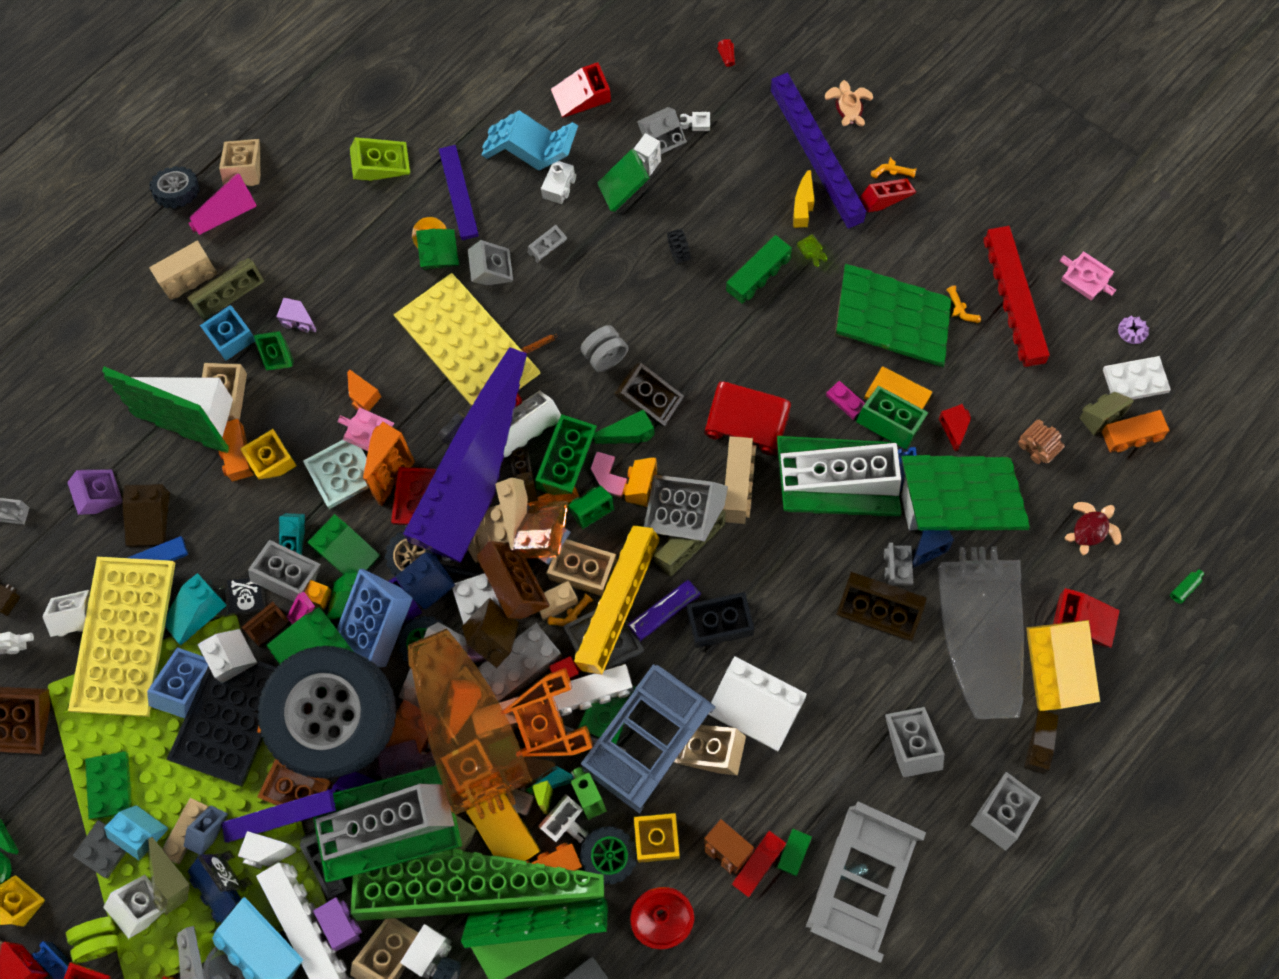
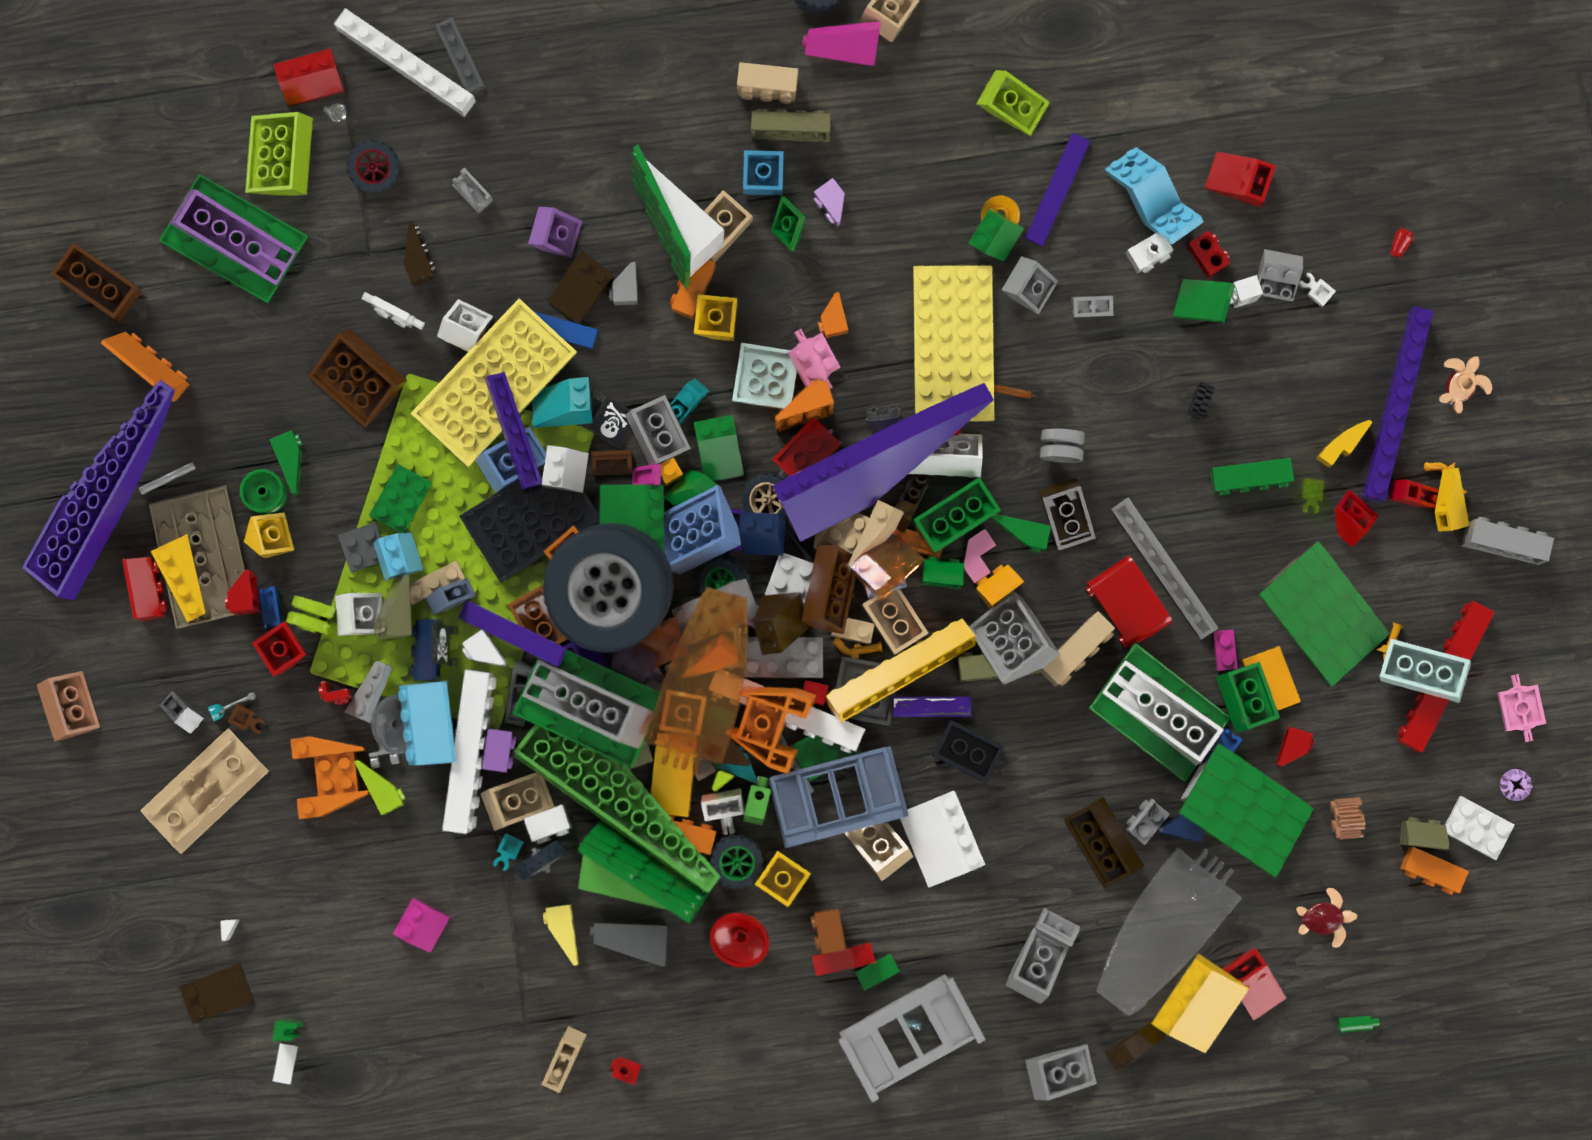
camera: 30 degrees right, 15 degrees up
(163, 656) = (513, 430): none -> dark purple plate
(180, 489) = (625, 287): none -> light grey slope
(600, 157) = (1203, 257): none -> red brick
(753, 377) = (1164, 568): none -> light grey plate
(856, 243) = (1353, 518): none -> red slope
(903, 699) = (1057, 927): none -> light grey hinge
(911, 180) = (1450, 504): none -> yellow slope
(974, 175) = (1508, 541): none -> light grey brick
(1000, 296) = (1425, 670): none -> light aqua brick

